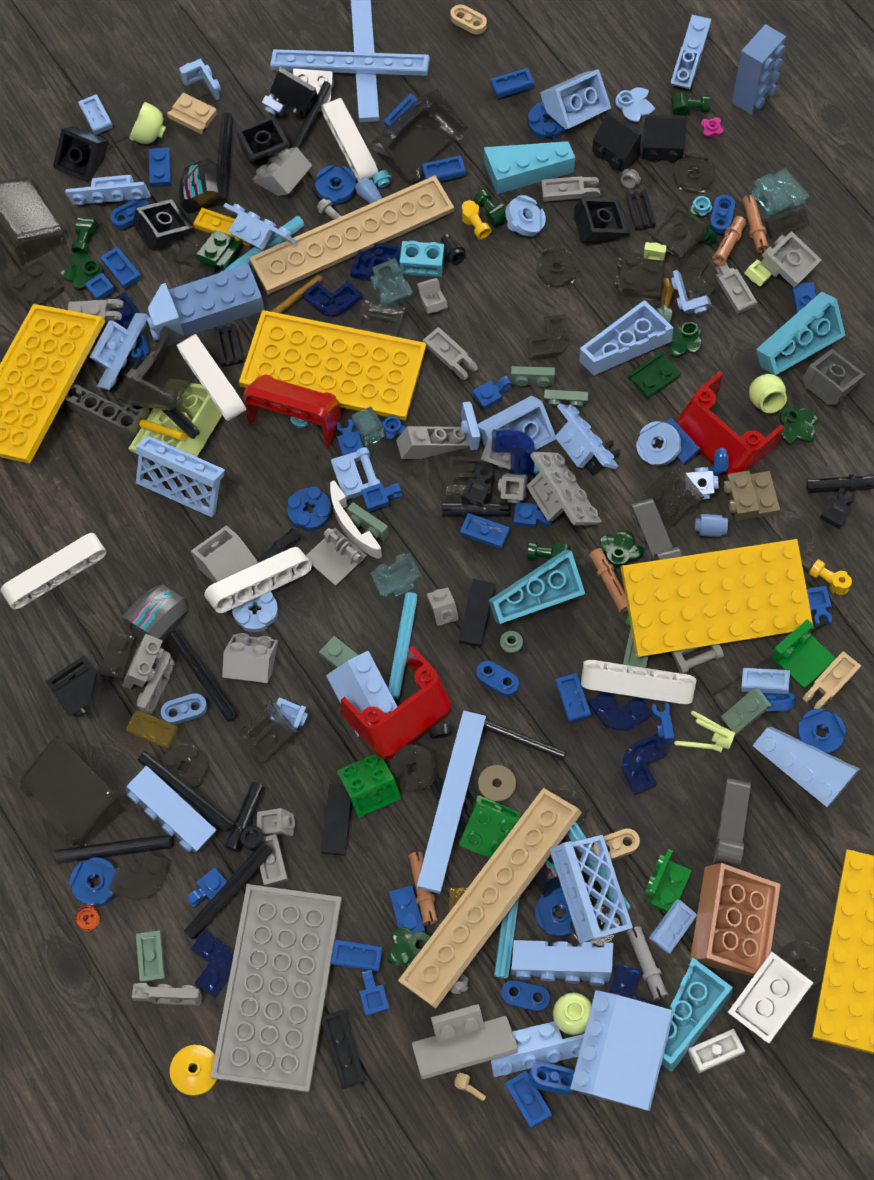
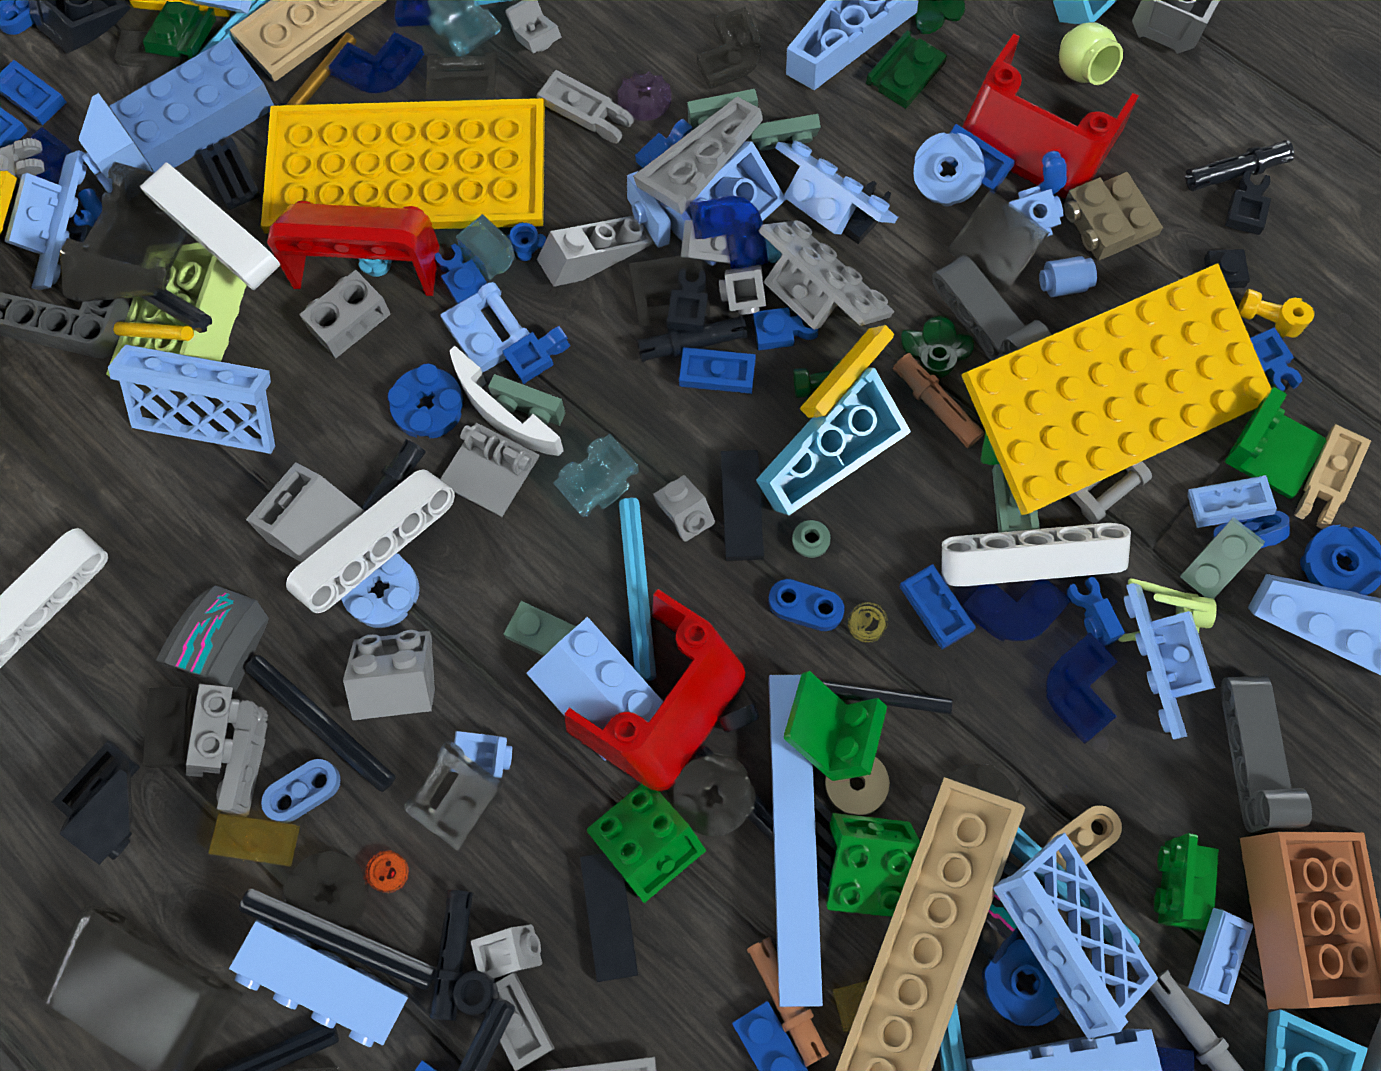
camera: 15 degrees left, 5 degrees up
(220, 765) = (387, 871): none -> clear red tile
(278, 450) = (351, 320): none -> light grey brick
(487, 747) = (832, 734): none -> green bracket
(488, 363) = (645, 108): none -> clear purple gear
(506, 402) = (694, 160): none -> light grey wing
(530, 697) = (867, 622): none -> clear smoke tile
(557, 550) = (847, 372): none -> yellow tile
(699, 758) = (1174, 657): none -> light blue bracket
(800, 427) = (1151, 88): dark green plate -> none
(812, 544) = (1232, 265): none -> black plate

